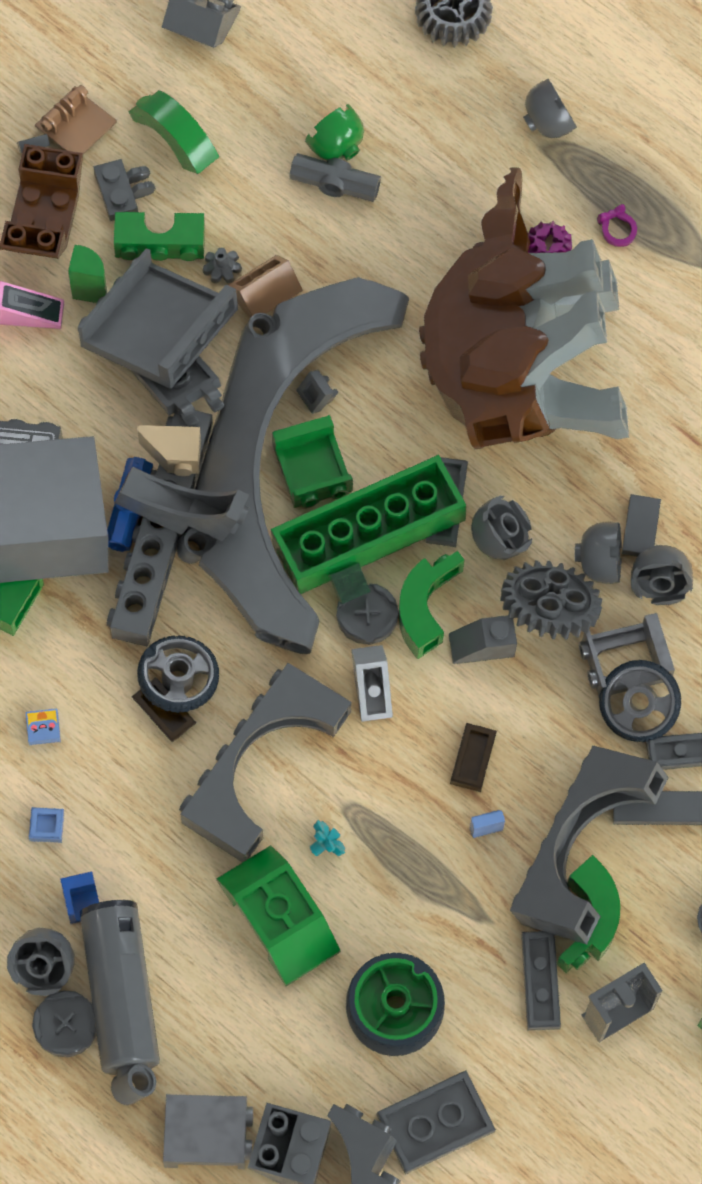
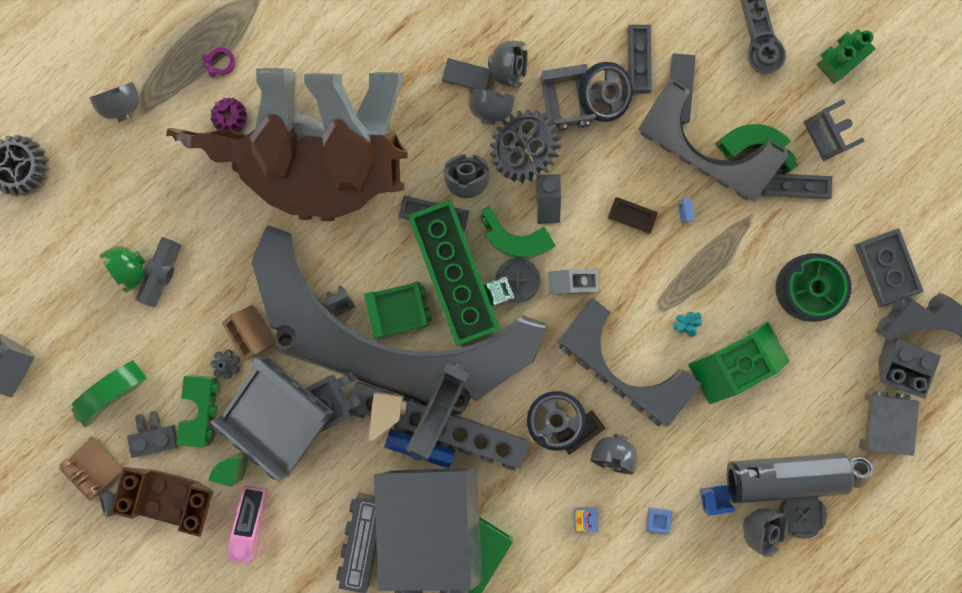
camera: 85 degrees left, 20 degrees up
(137, 751) = (615, 454): none -> dark grey cylinder

